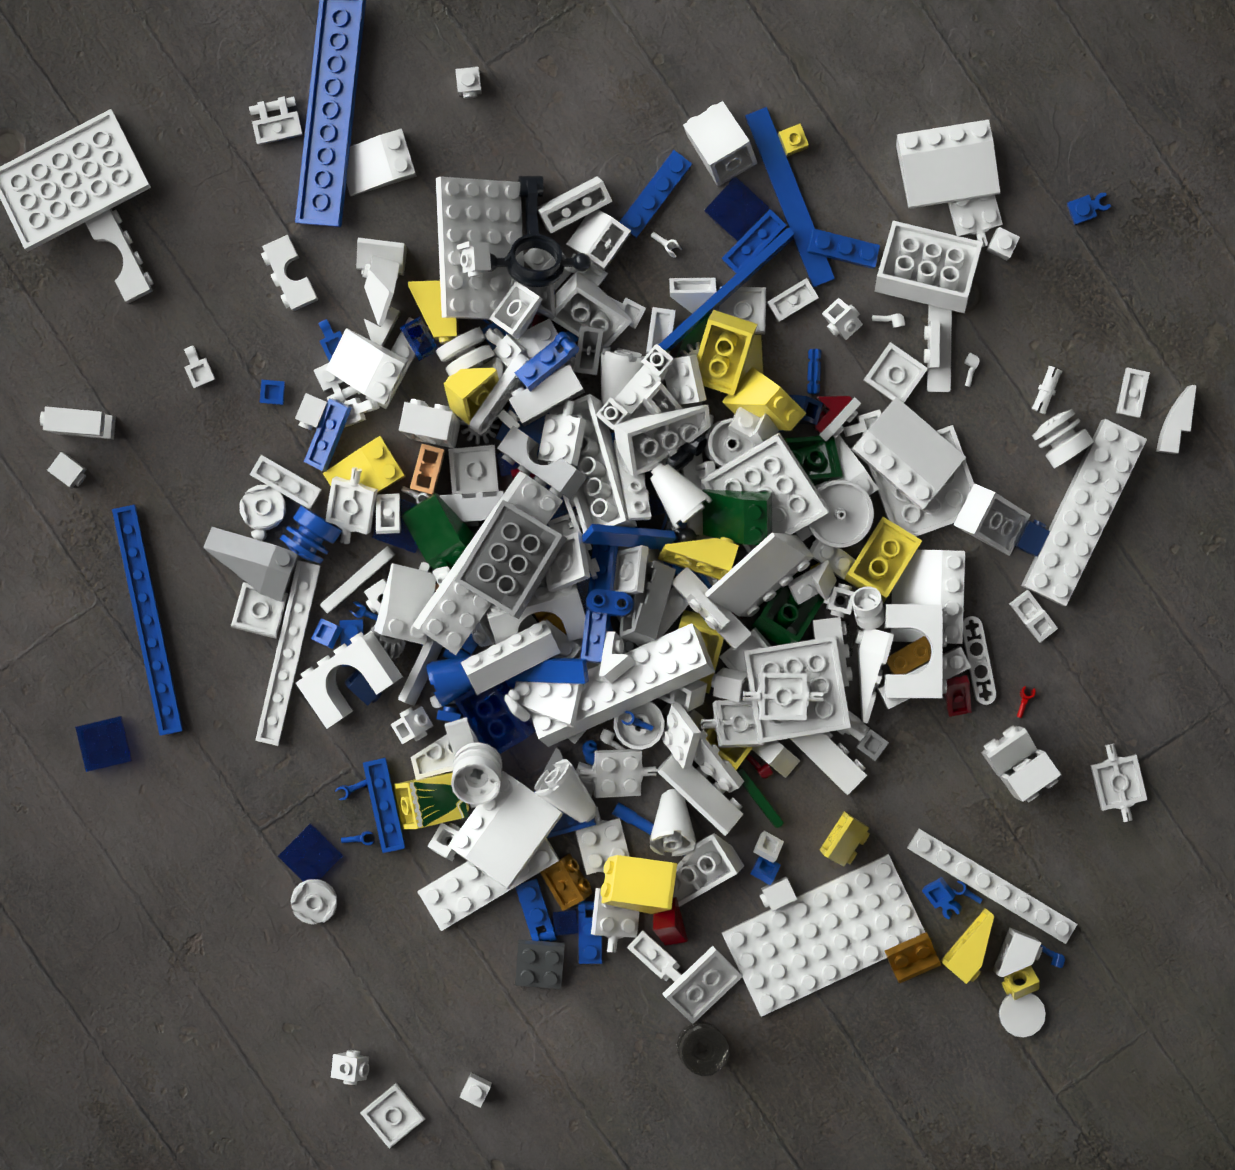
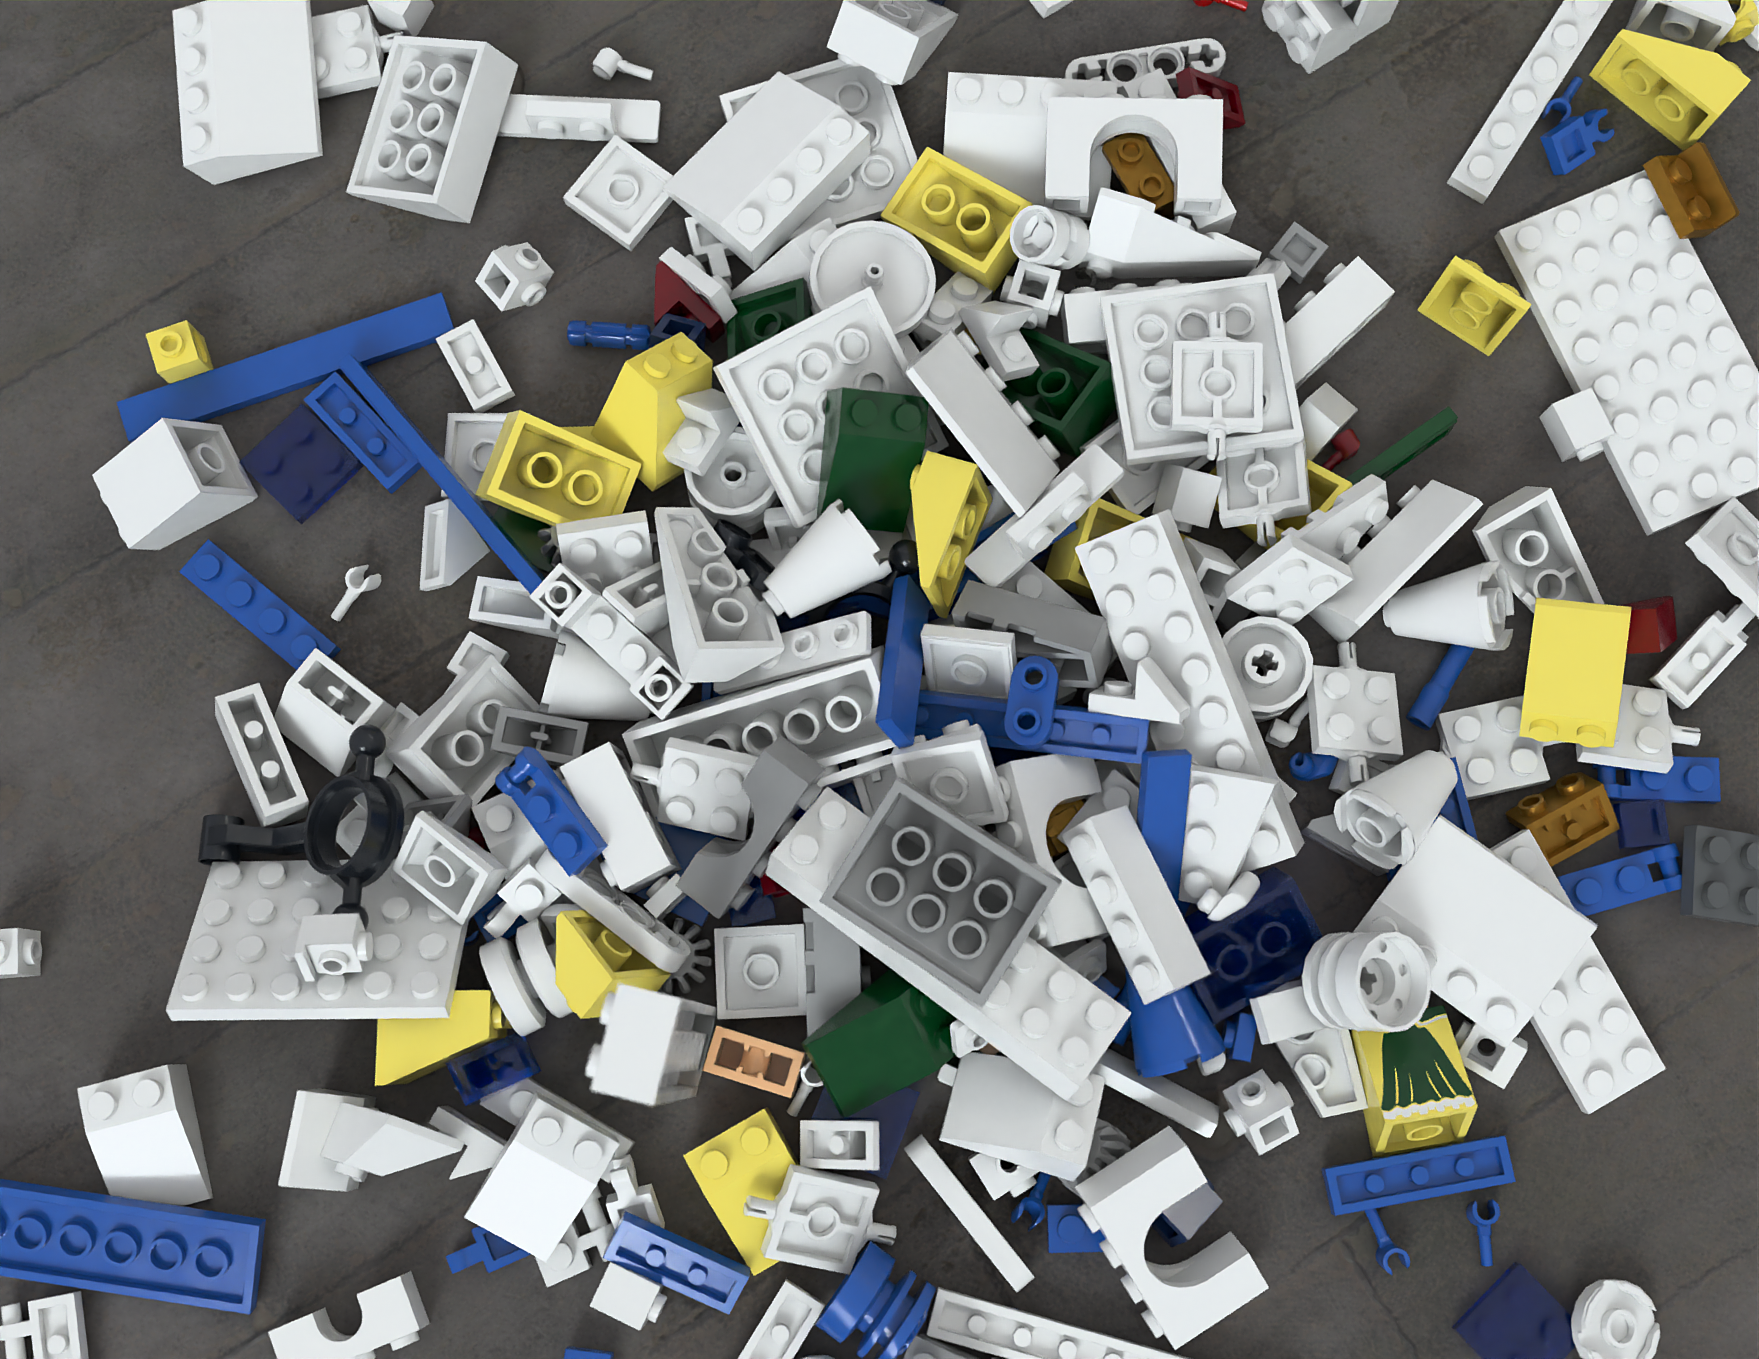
camera: 85 degrees left, 10 degrees down
(326, 633) = (1075, 1280): plate -> none
(637, 722) = (1262, 663): blue hand -> none
(765, 870) = (1531, 447): blue plate -> none
(768, 846) = (1489, 441): white plate -> none
(843, 248) = (387, 275): blue plate -> none
(897, 319) = (524, 187): white hand -> none

